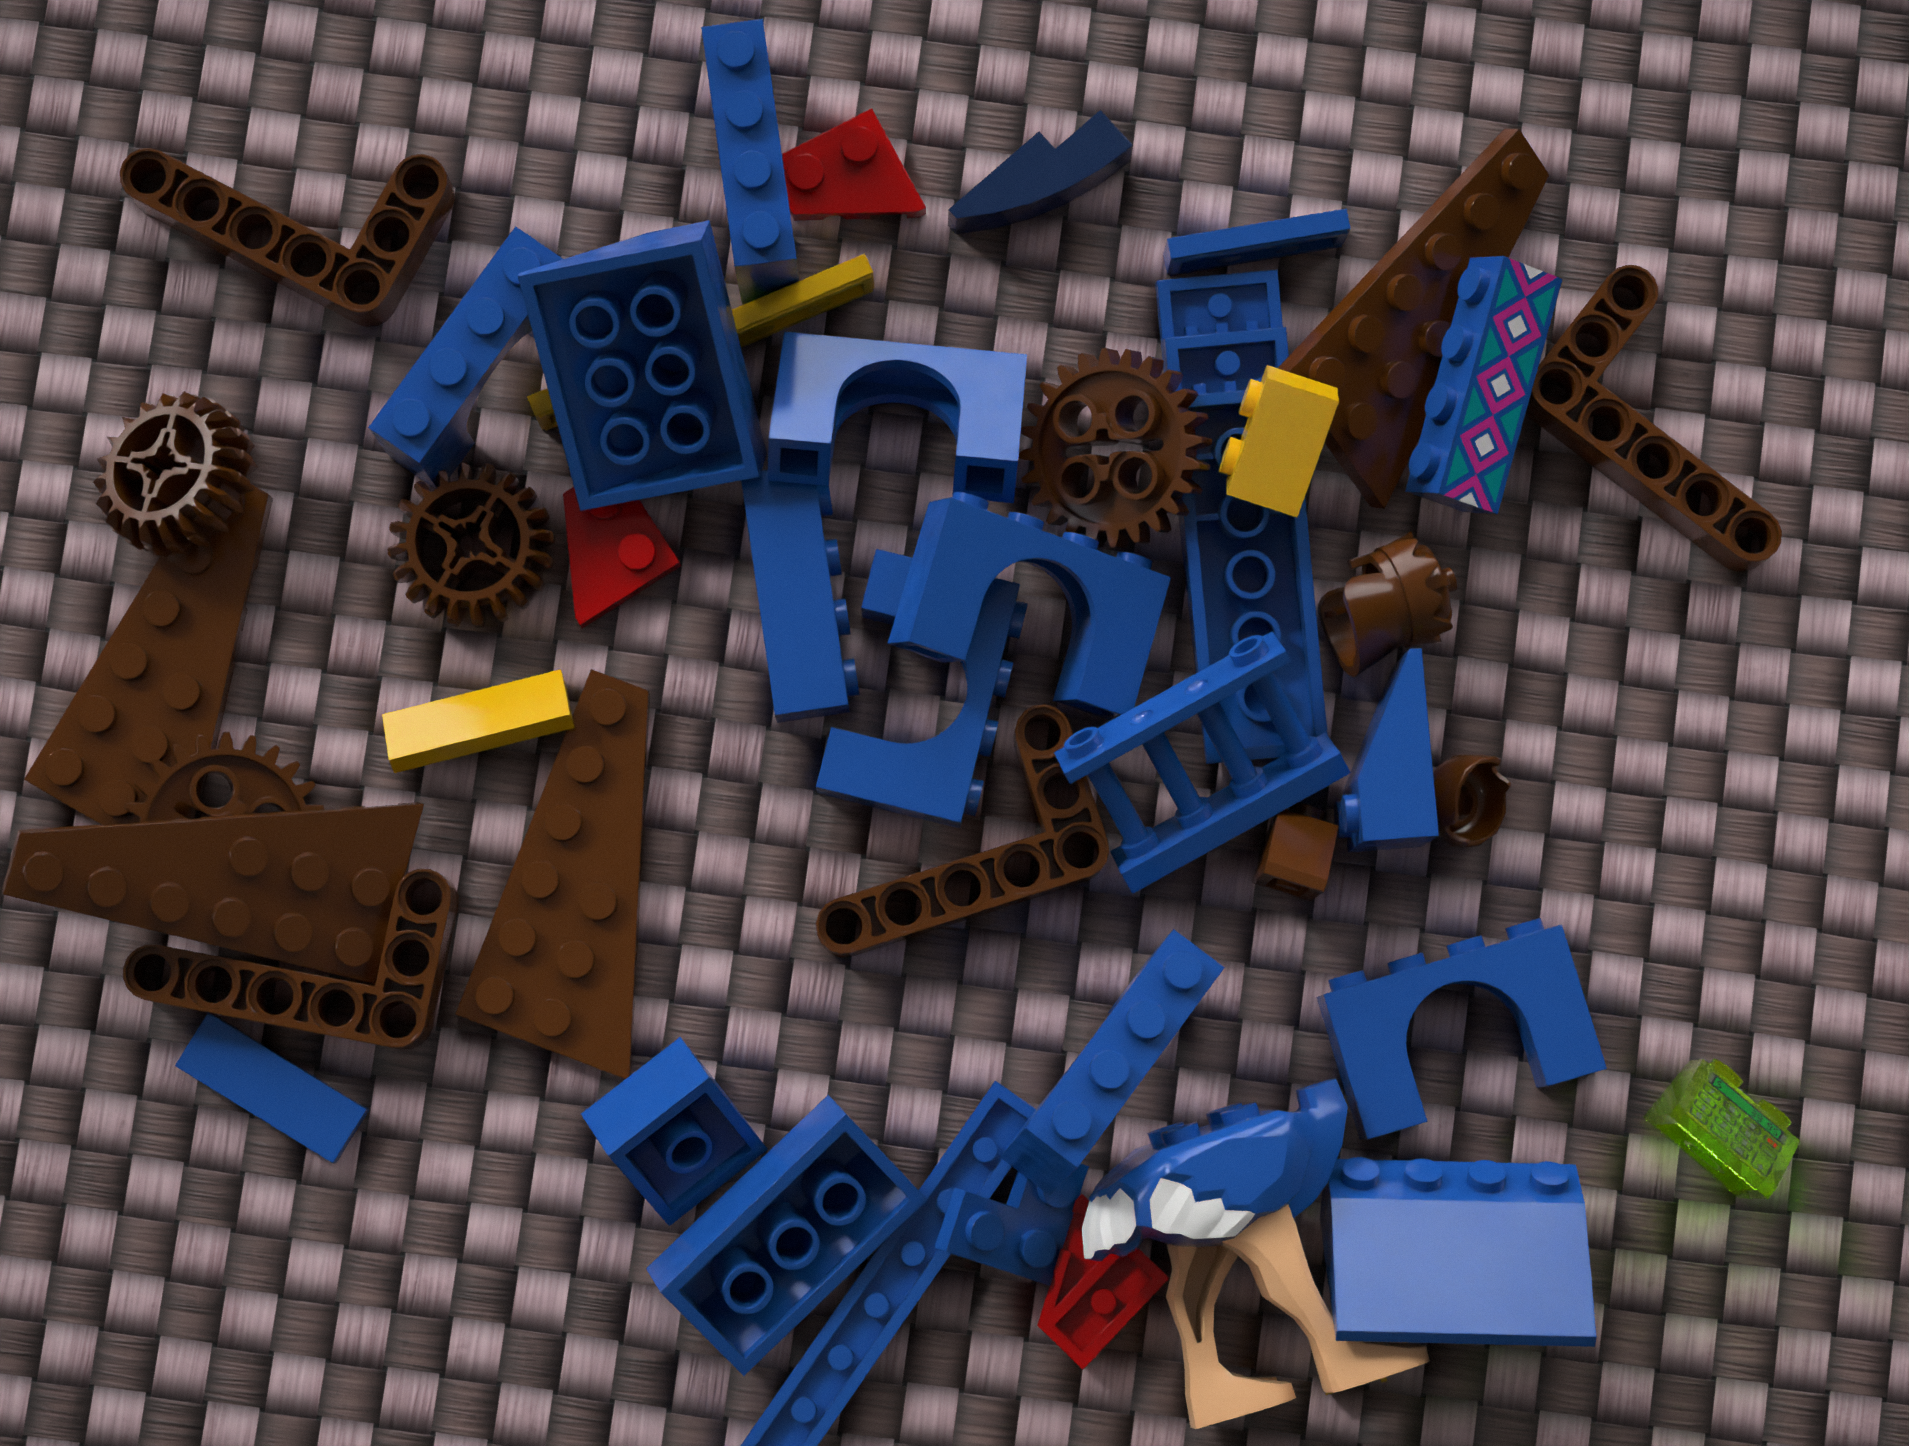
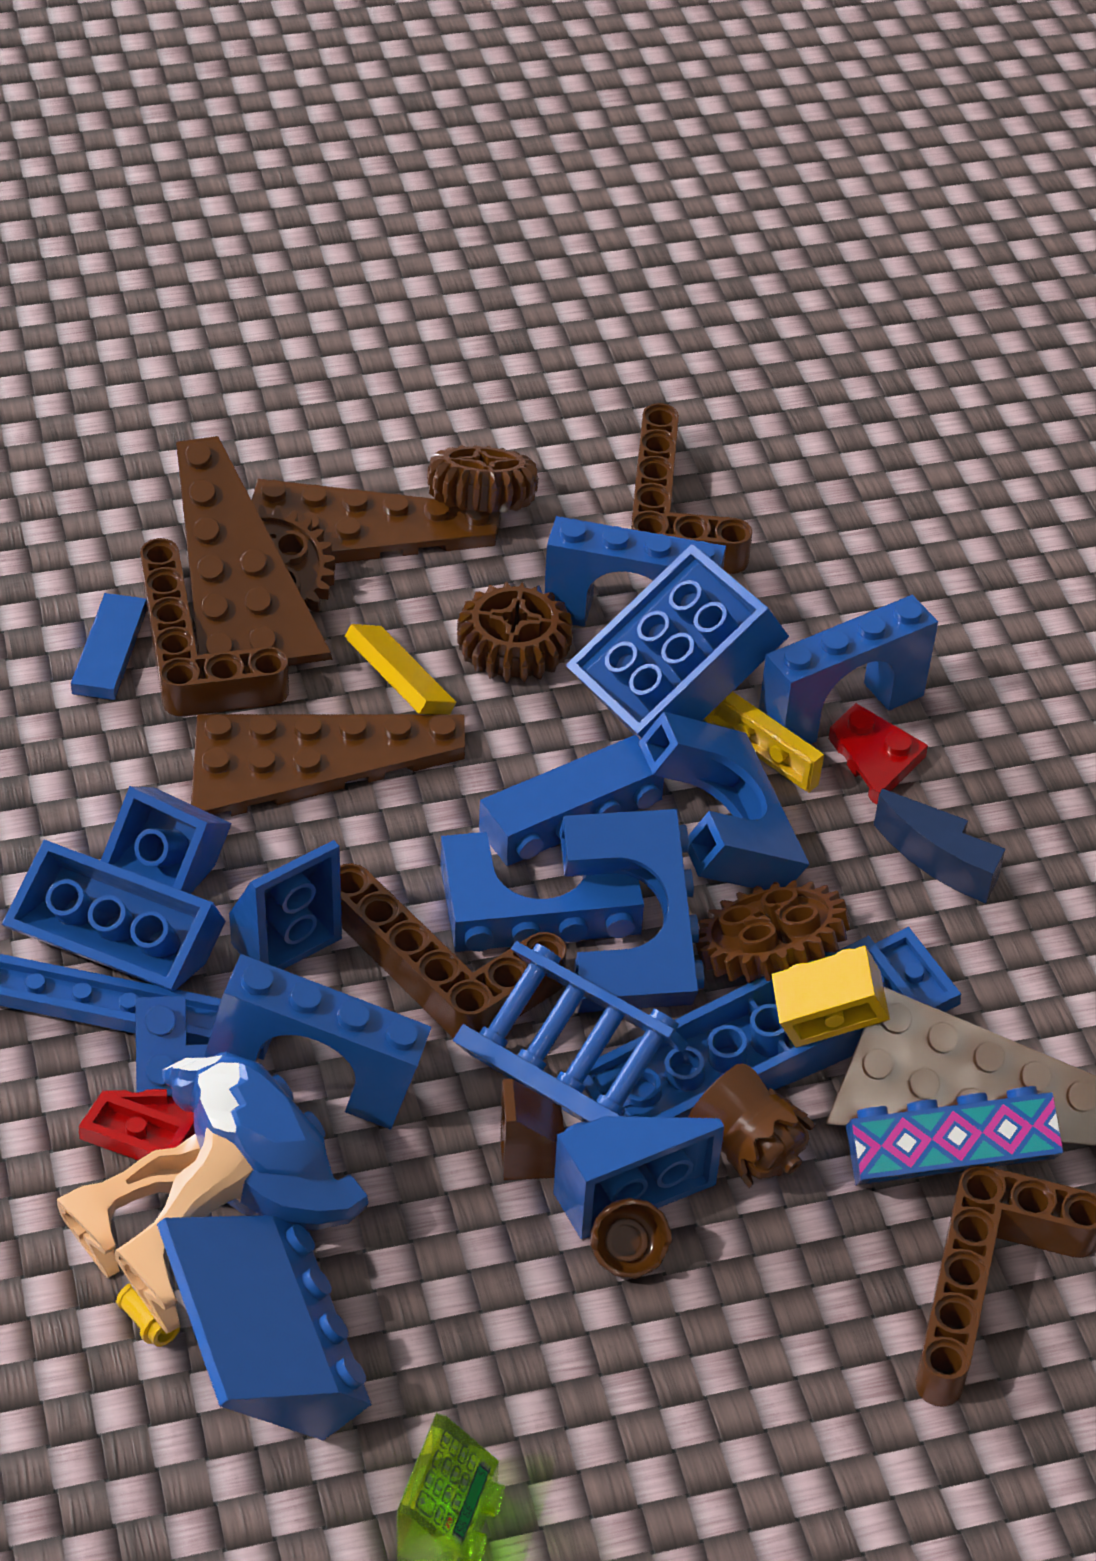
camera: 70 degrees right, 35 degrees down
(612, 555) = (549, 707): red wing -> none
(862, 1022) = (290, 910): none -> blue slope
(1256, 242) = (975, 979): blue tile -> none
(1527, 973) = (432, 1234): blue arch -> none

